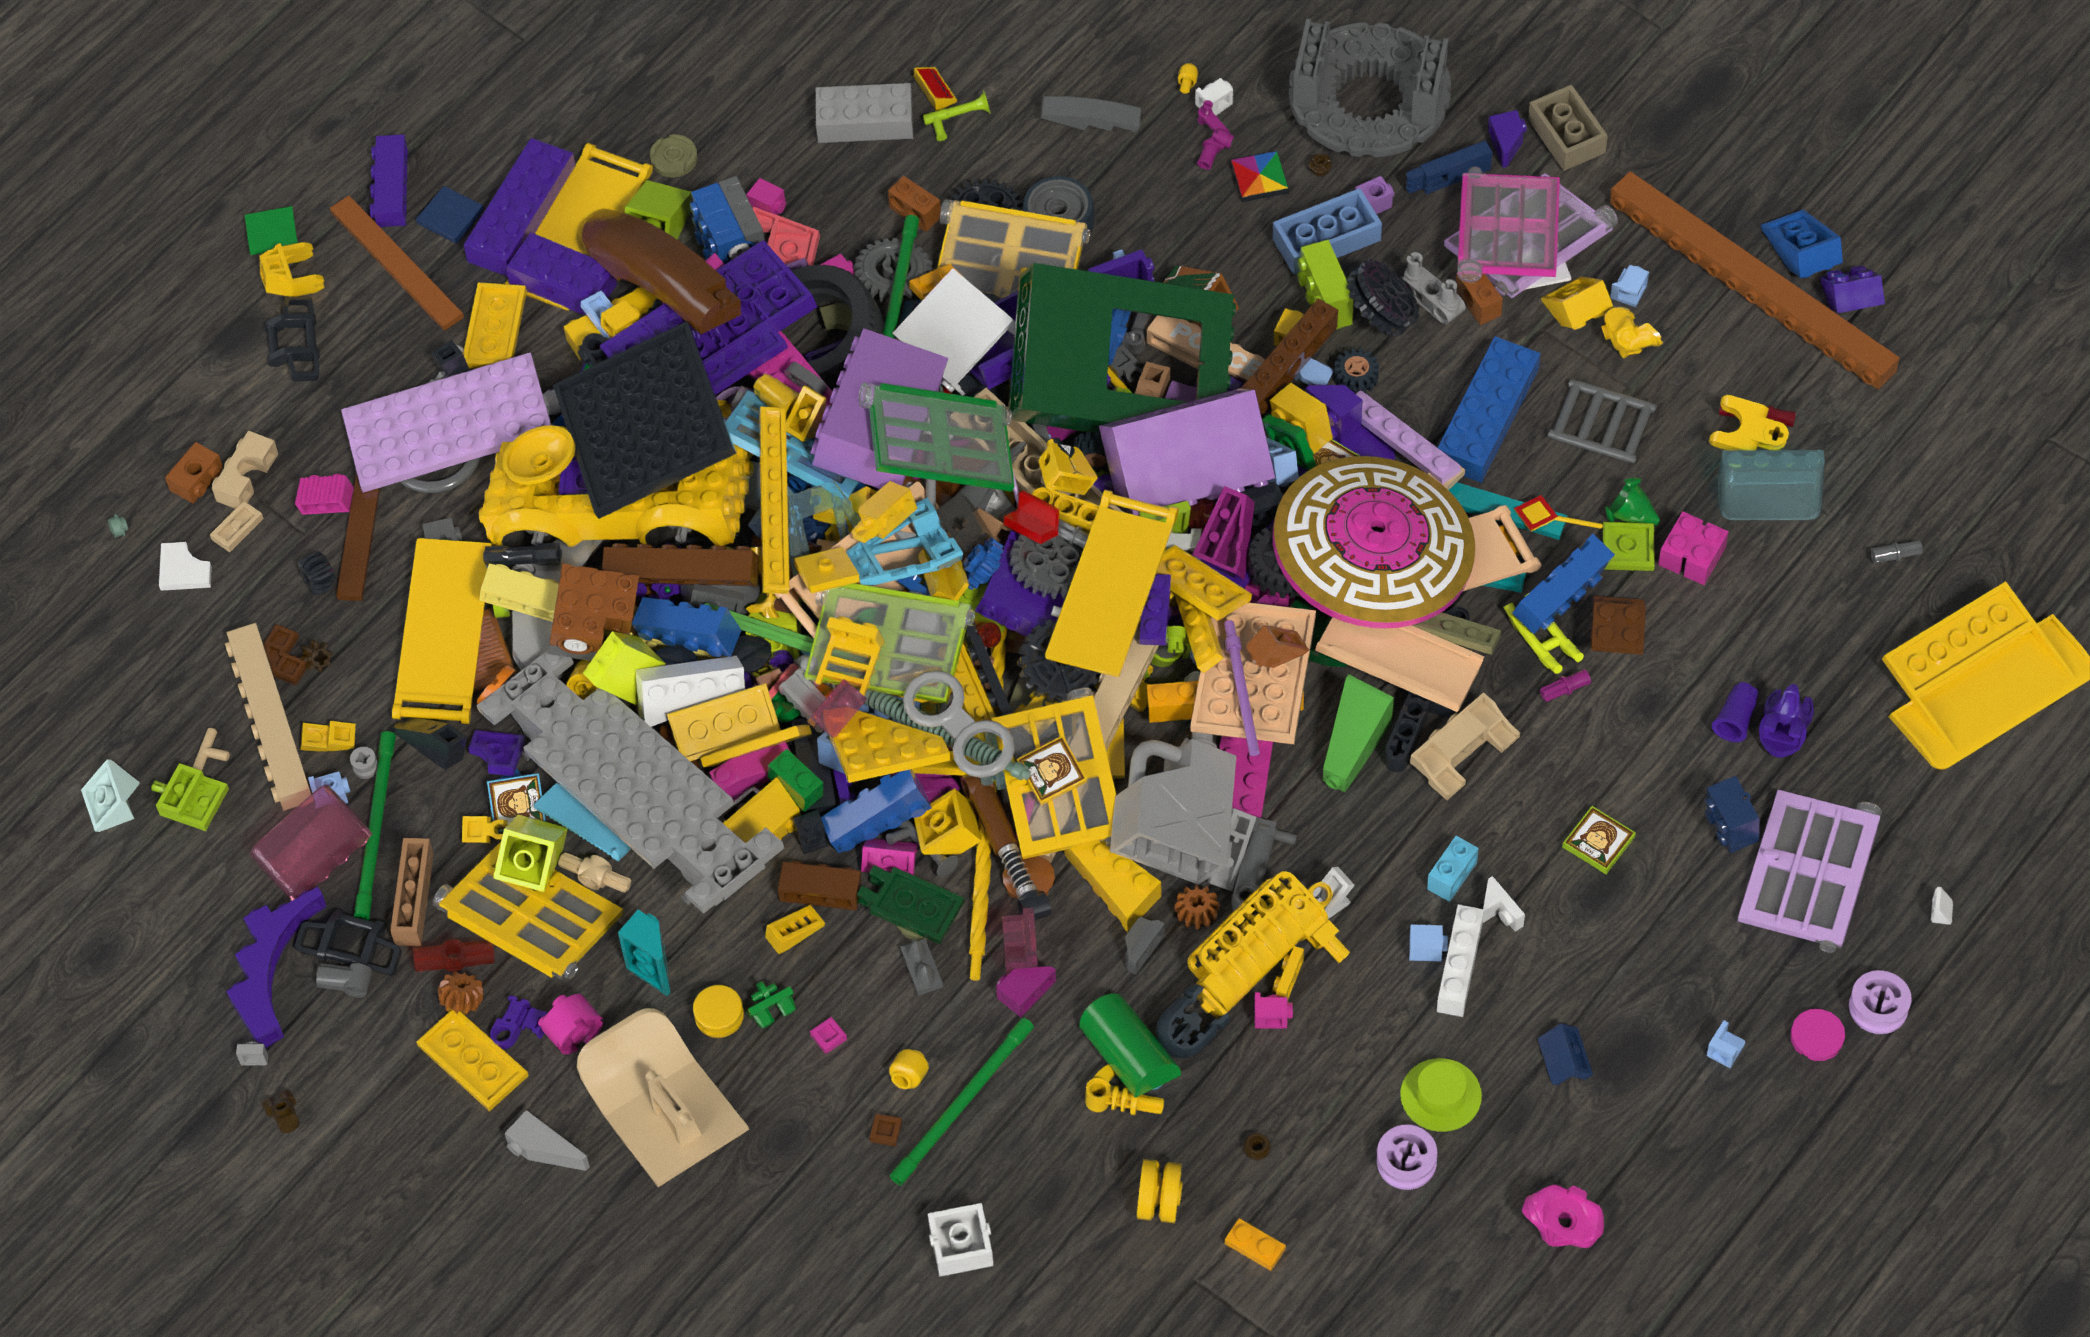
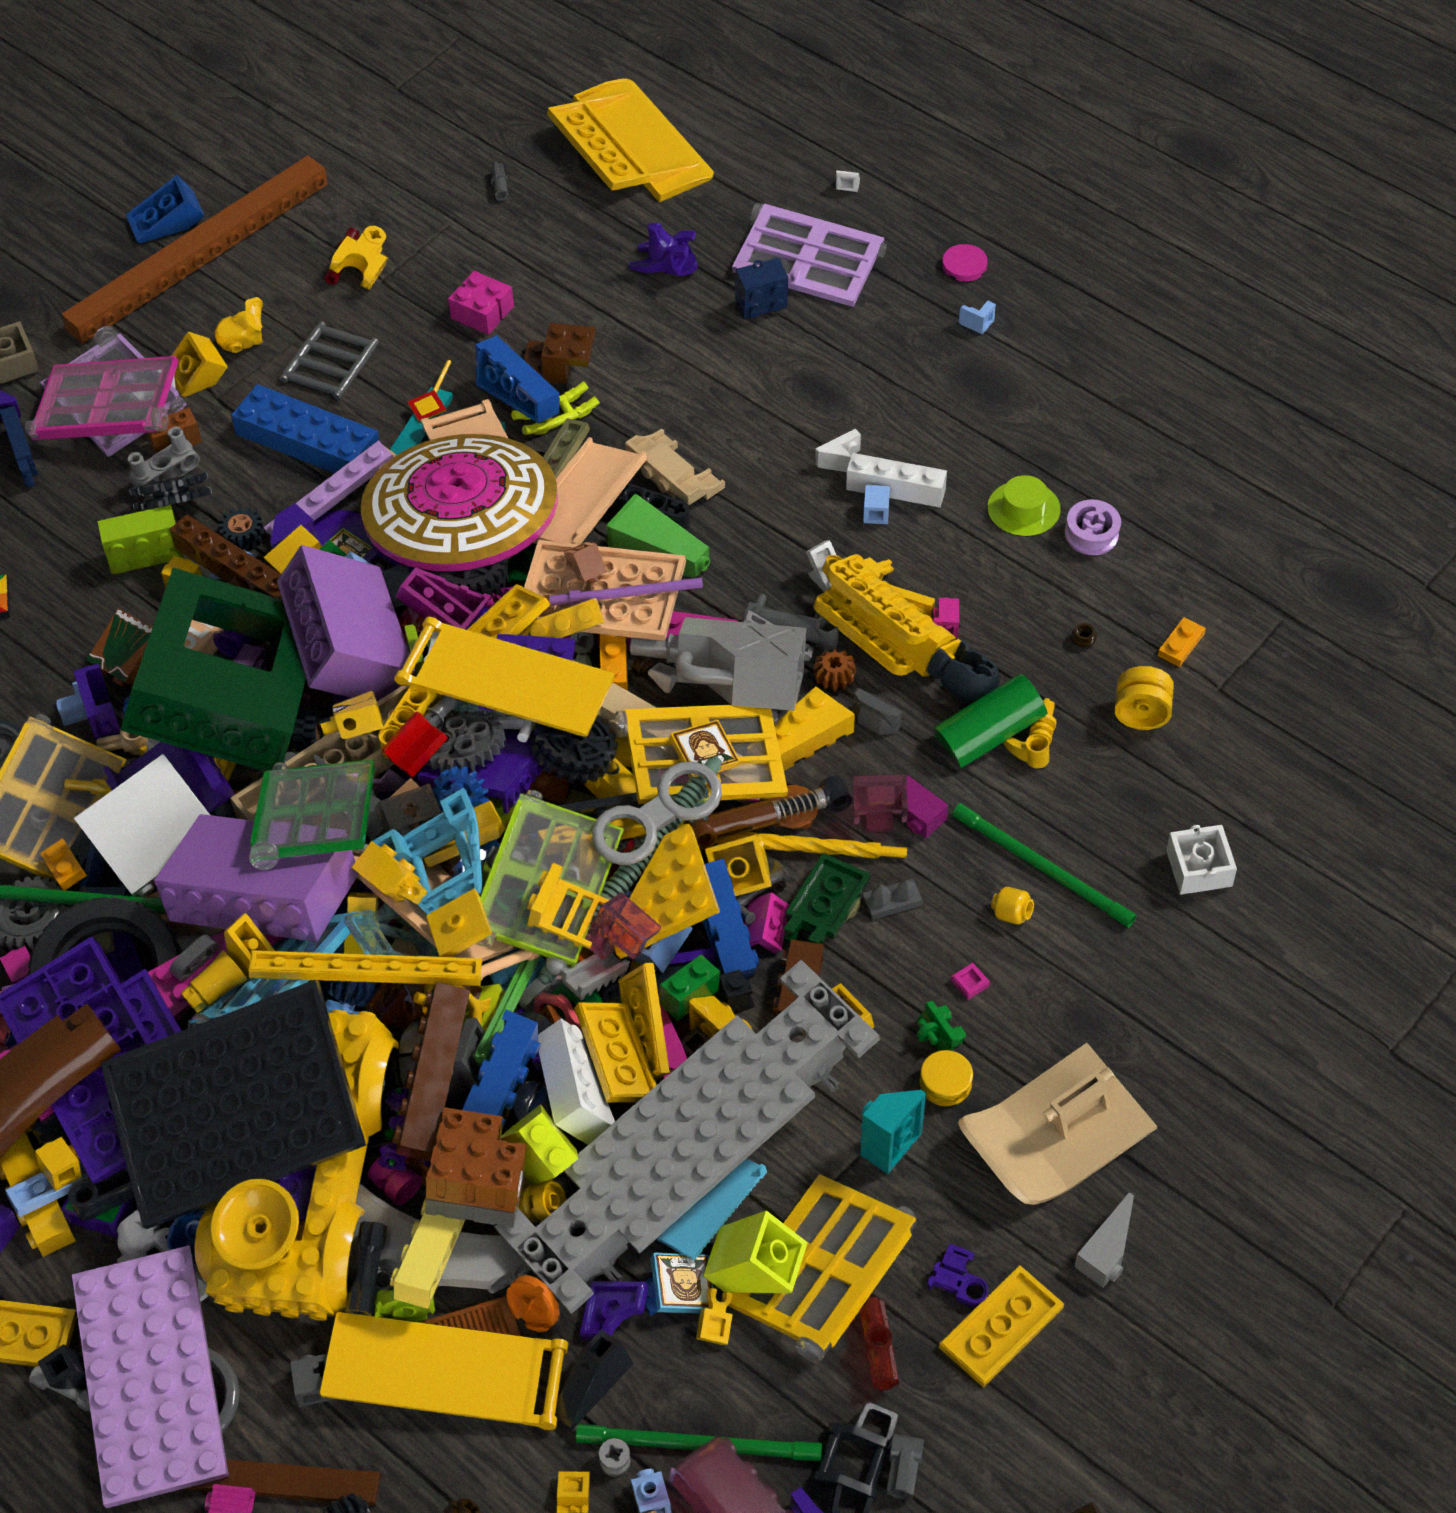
camera: 90 degrees left, 5 degrees down
(412, 892) = (797, 1388): medium nougat brick -> none
(460, 992) = (928, 1332): dark orange gear -> none
(571, 1022) = (969, 1211): dark pink brick -> none
(594, 872) = (776, 1196): tan axle -> none
(886, 1130) = (1079, 927): reddish brown plate -> none
(1345, 221) = (73, 540): medium blue brick -> none
(1378, 194) = (36, 506): medium lavender brick -> none
(1452, 868) = (801, 480): medium azure brick -> none
(1556, 1202) = (1143, 421): dark pink piece -> none
(1564, 1054) = (988, 420): dark blue panel -> none
(1565, 685) = (612, 398): magenta axle -> none
(1599, 840) = (772, 386): tile -> none
(1630, 285) = (184, 322): light blue window -> none
(1631, 545) = (461, 348): lime tile -> none
(1632, 505) = (427, 340): green hat -> none
(1736, 713) = (655, 286): dark purple plant -> none
(1771, 484) = (425, 246): clear light blue windscreen -> none
(1852, 289) = (223, 183): dark purple slope -> none
(1865, 998) = (937, 212): lavender wheel -> none

